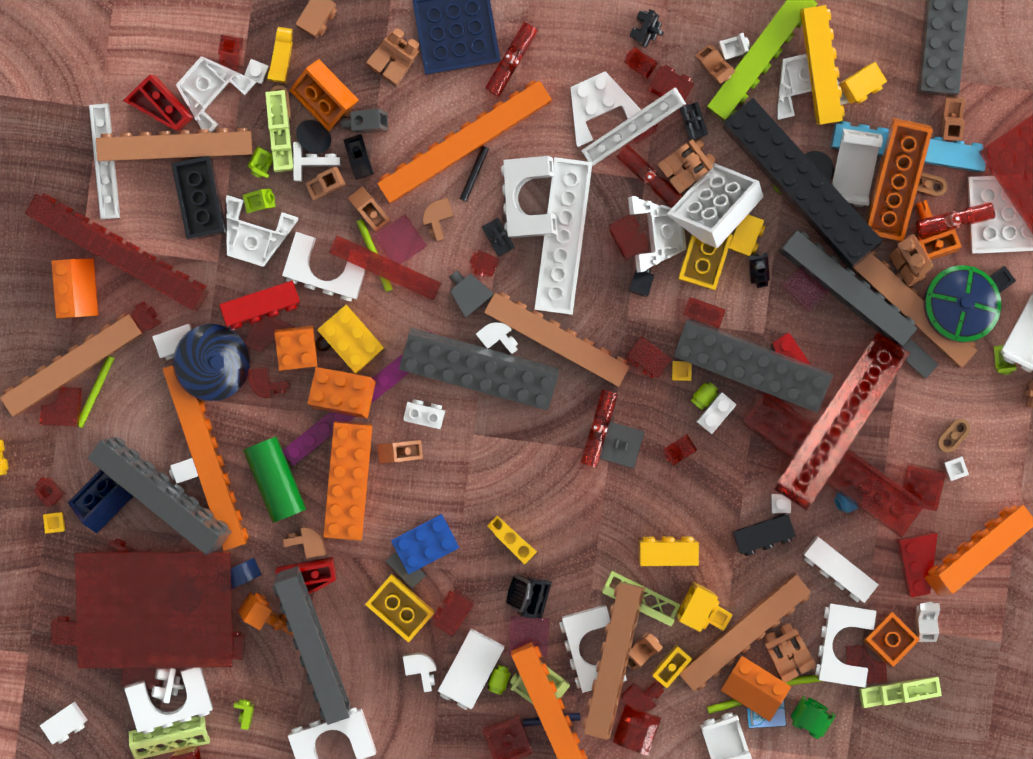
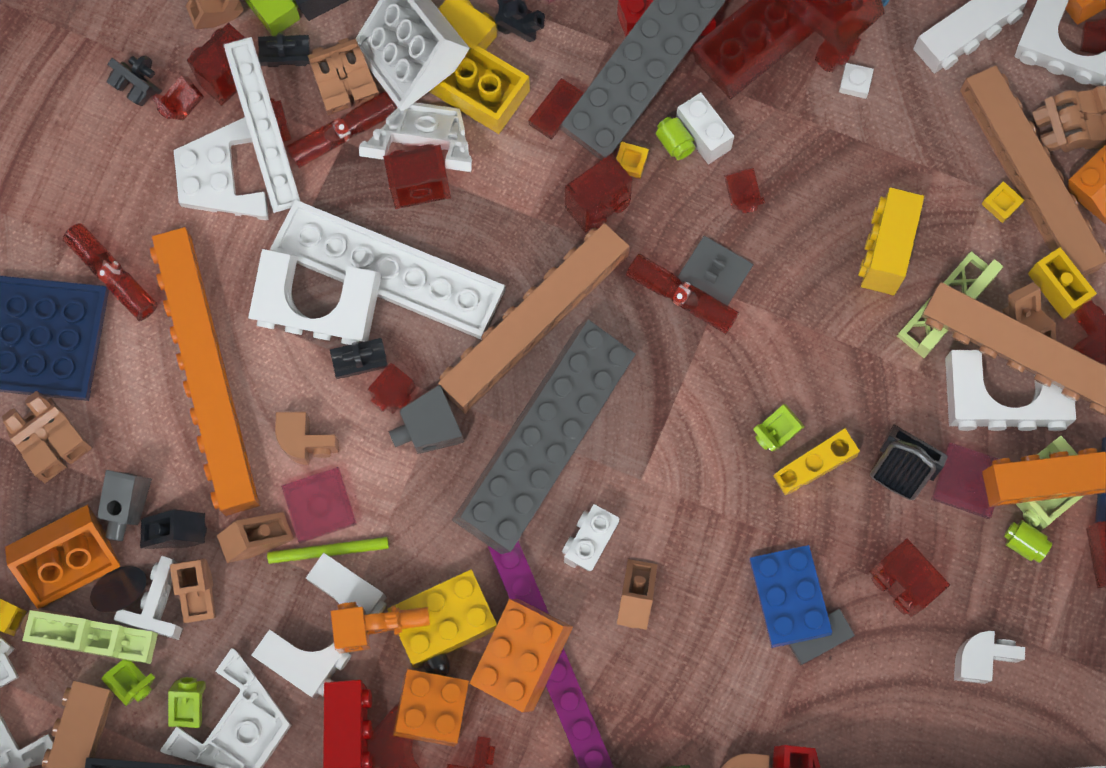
camera: 80 degrees left, 15 degrees down
(326, 290) = (353, 626): none -> orange brick
(347, 480) = (661, 685): orange brick -> none
(384, 267) = (348, 536): clear red plate -> none
(400, 608) = (882, 660): yellow brick -> none
(470, 669) = (1004, 578): white panel -> none
(474, 173) = (255, 370): black bar -> none
(497, 331) = (499, 399): white brick -> none
(526, 510) = (778, 429): none -> lime bracket
(641, 283) = (489, 178): black slope -> none
(697, 607) = (984, 217): yellow brick -> none
(764, 534) = (896, 111): black brick -> none

